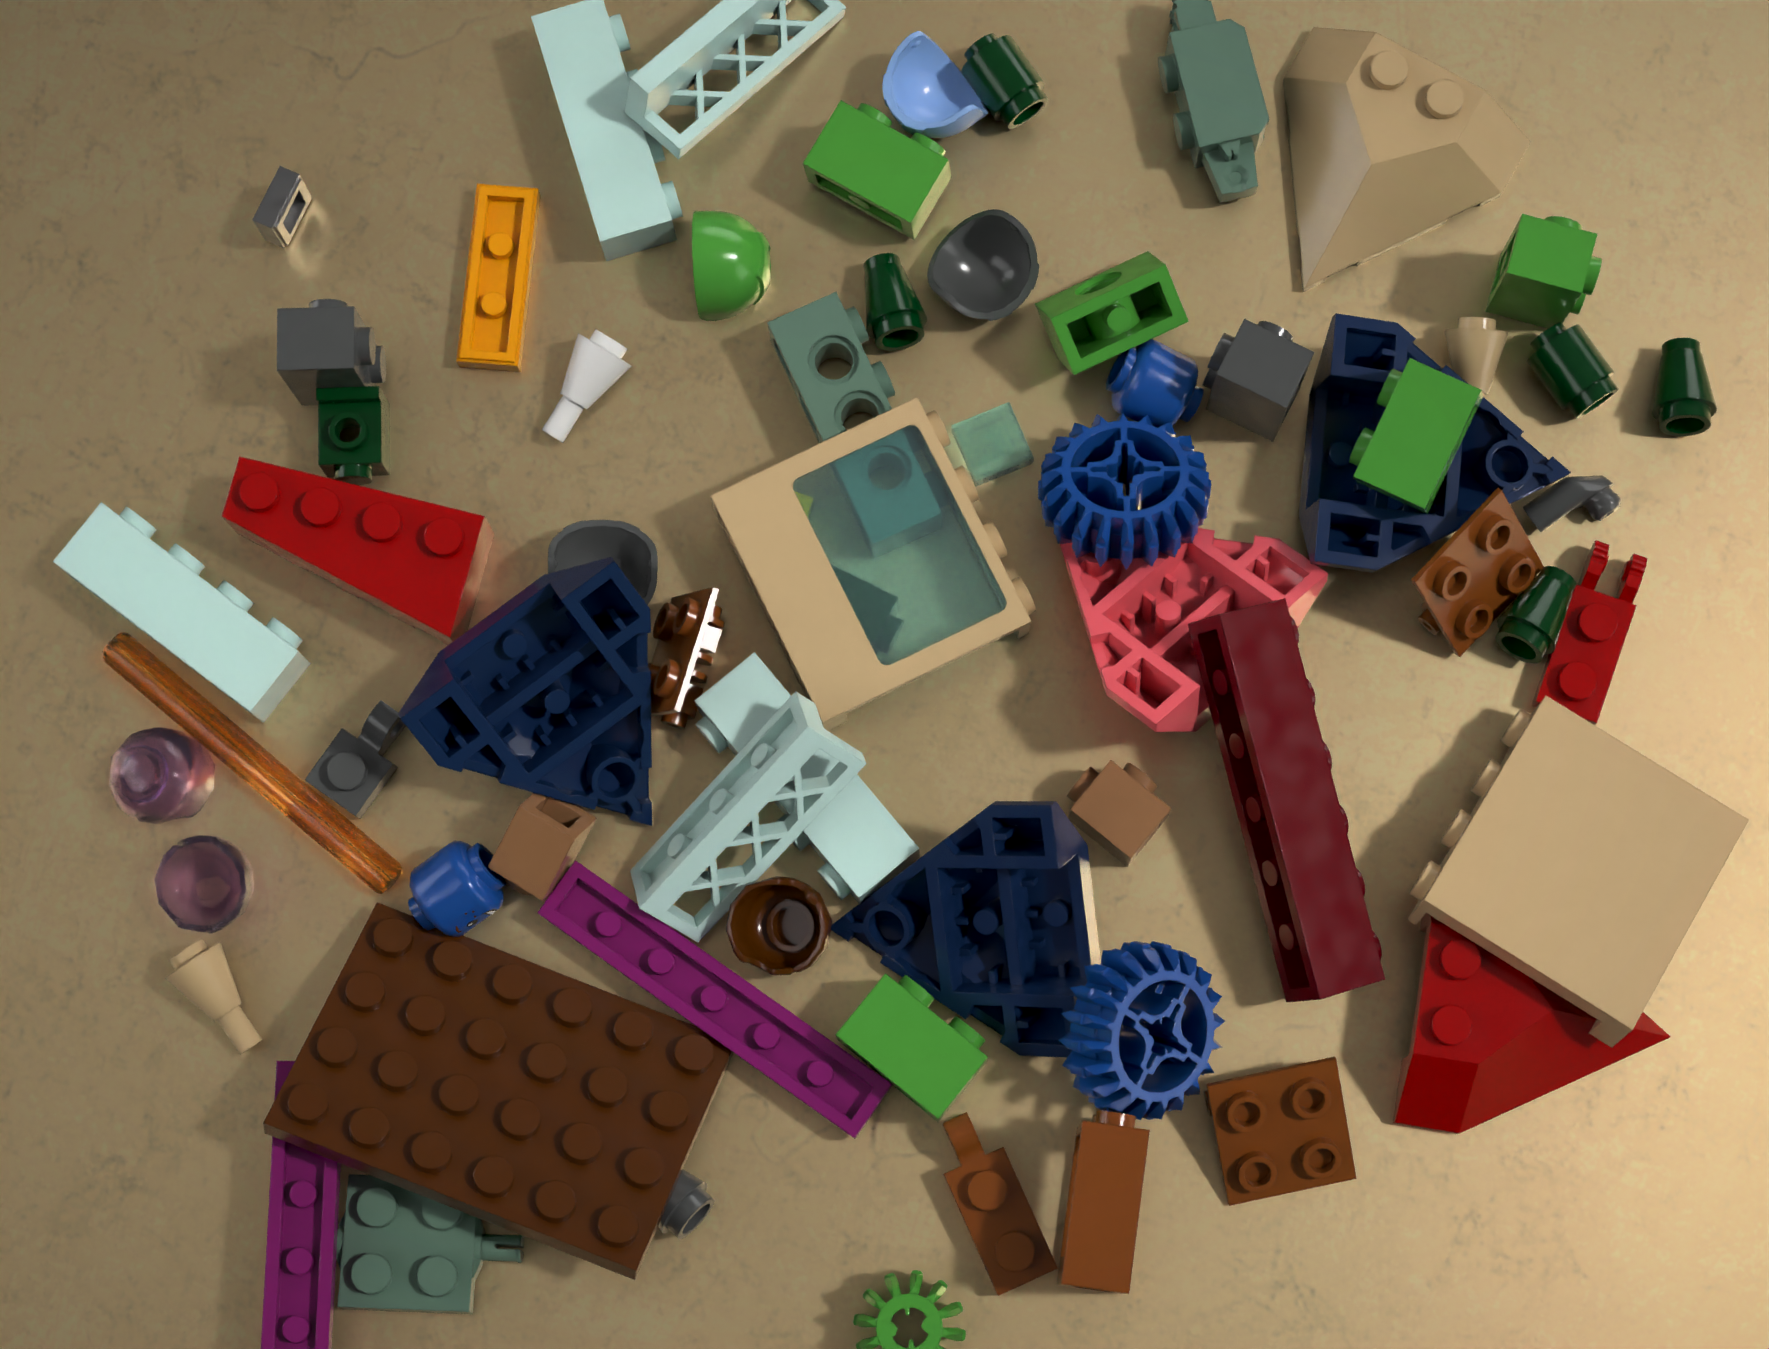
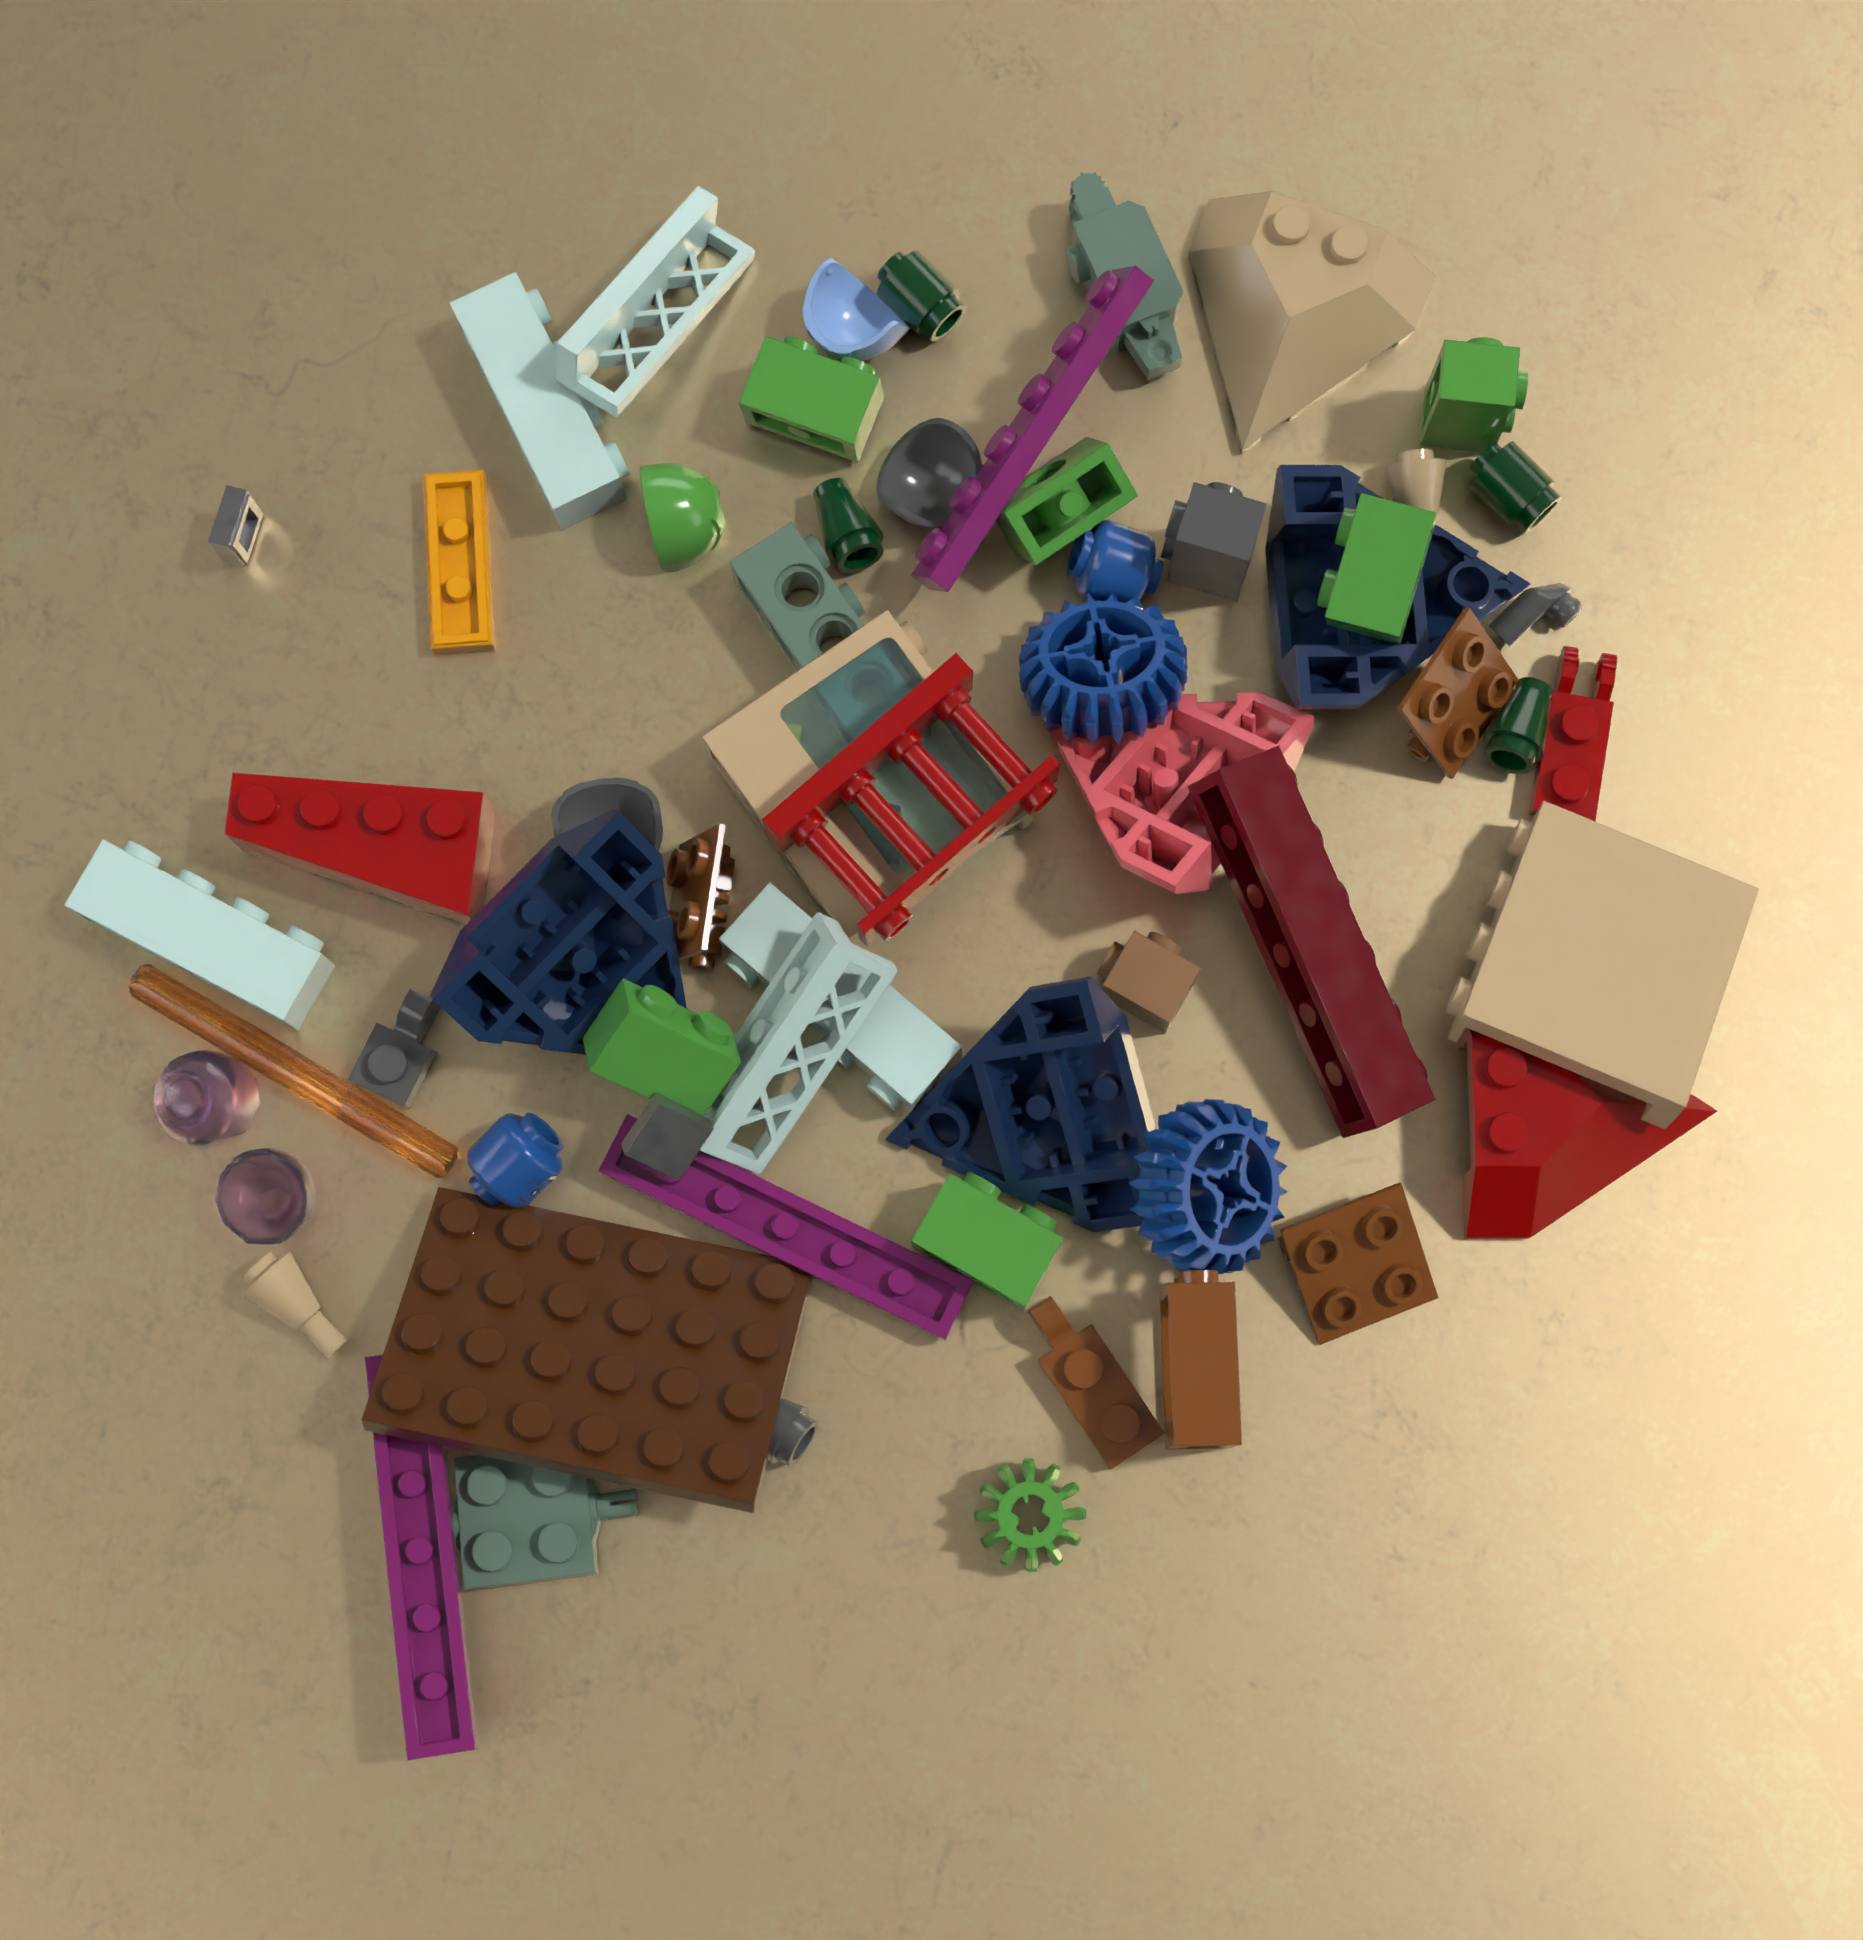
camera: 10 degrees left, 0 degrees up
(326, 349) = (304, 660): dark grey brick -> none
(348, 409) = (335, 711): dark green brick -> none
(541, 844) = (586, 1110): medium nougat brick -> none
(591, 372) = (564, 638): white cone -> none
(610, 890) = (667, 1136): none -> flat silver tile
(619, 802) = (661, 1047): none -> bright green brick
(779, 925) = (837, 1144): reddish brown hair -> none
(906, 531) = (899, 739): none -> red fence
(992, 444) = (971, 638): clear light blue tile -> none
(1107, 217) = (1017, 446): none -> magenta plate
(1683, 390) = (1623, 489): dark green cone -> none

